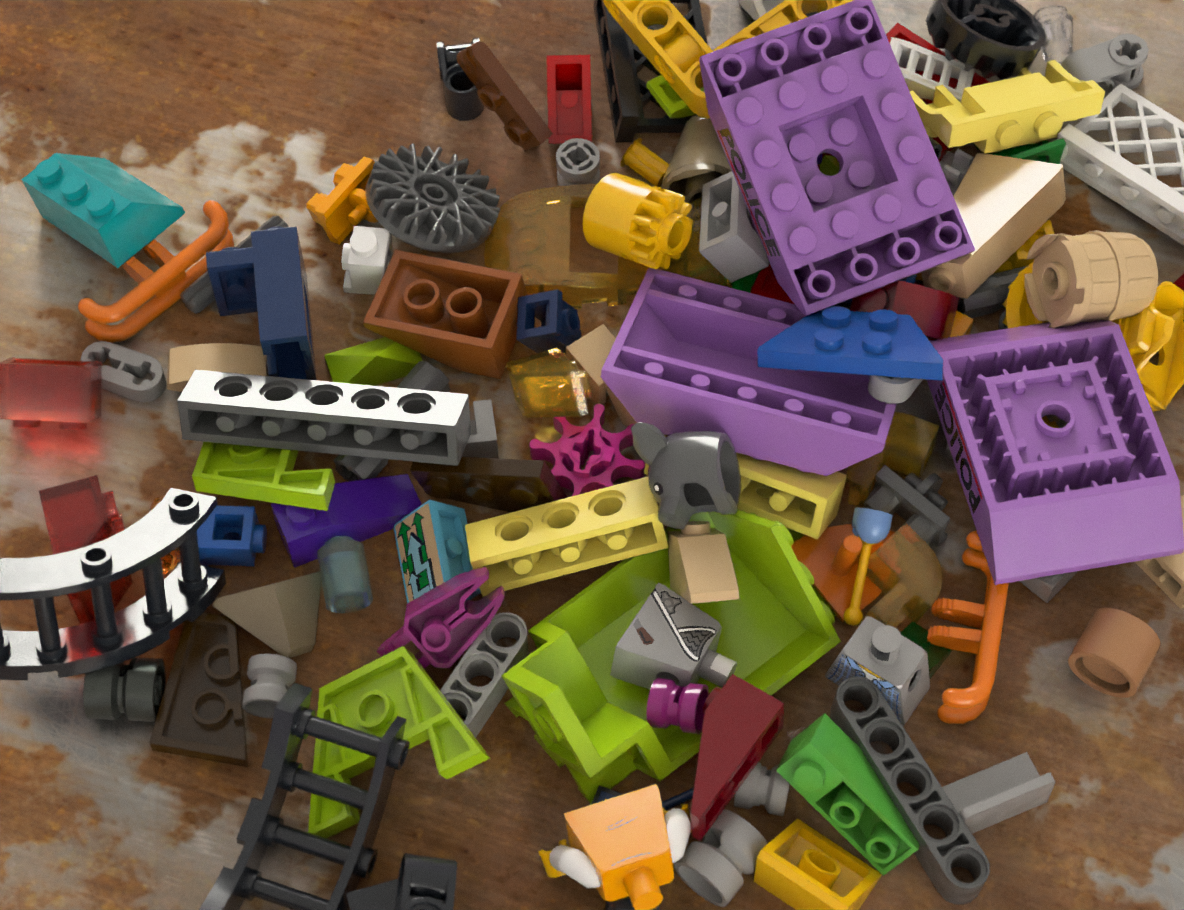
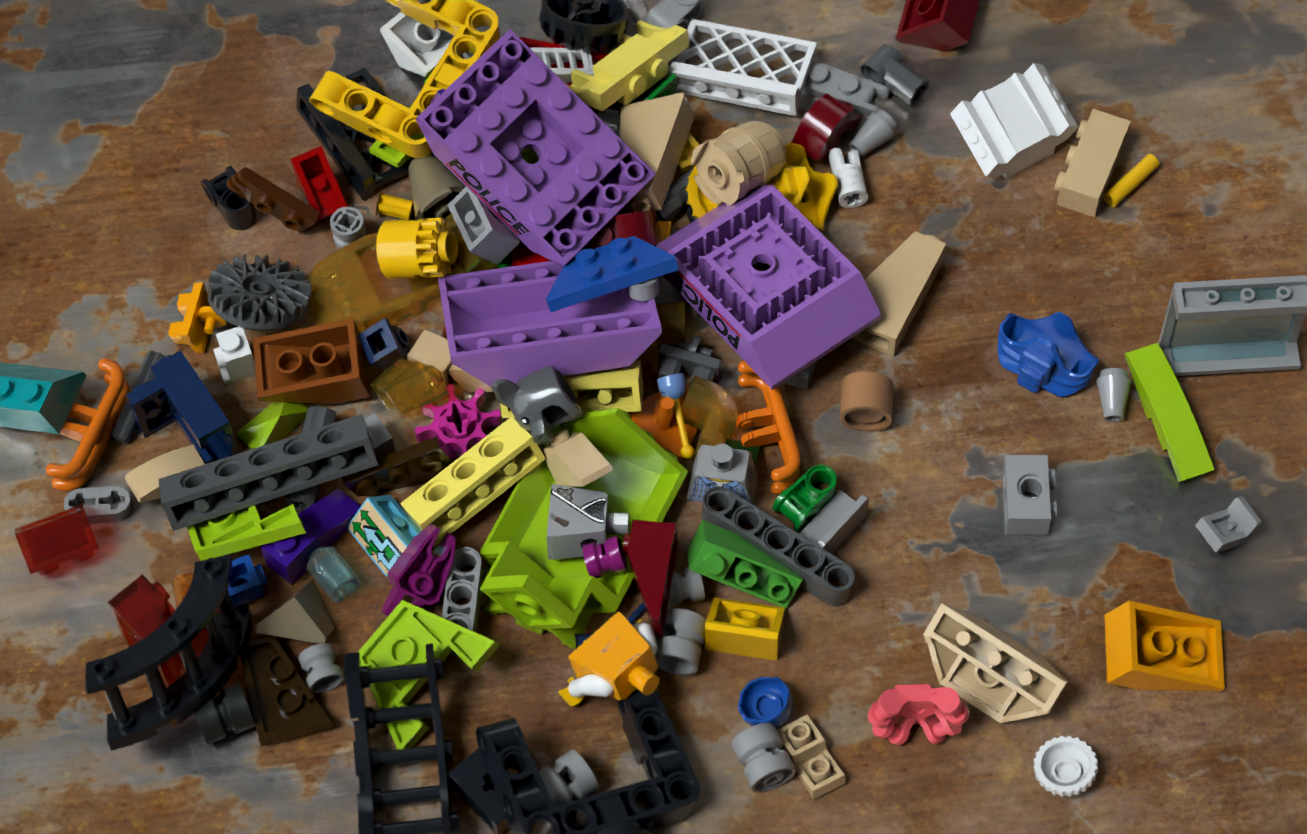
camera: 25 degrees left, 0 degrees up
(969, 747) = (803, 501): none -> green piece

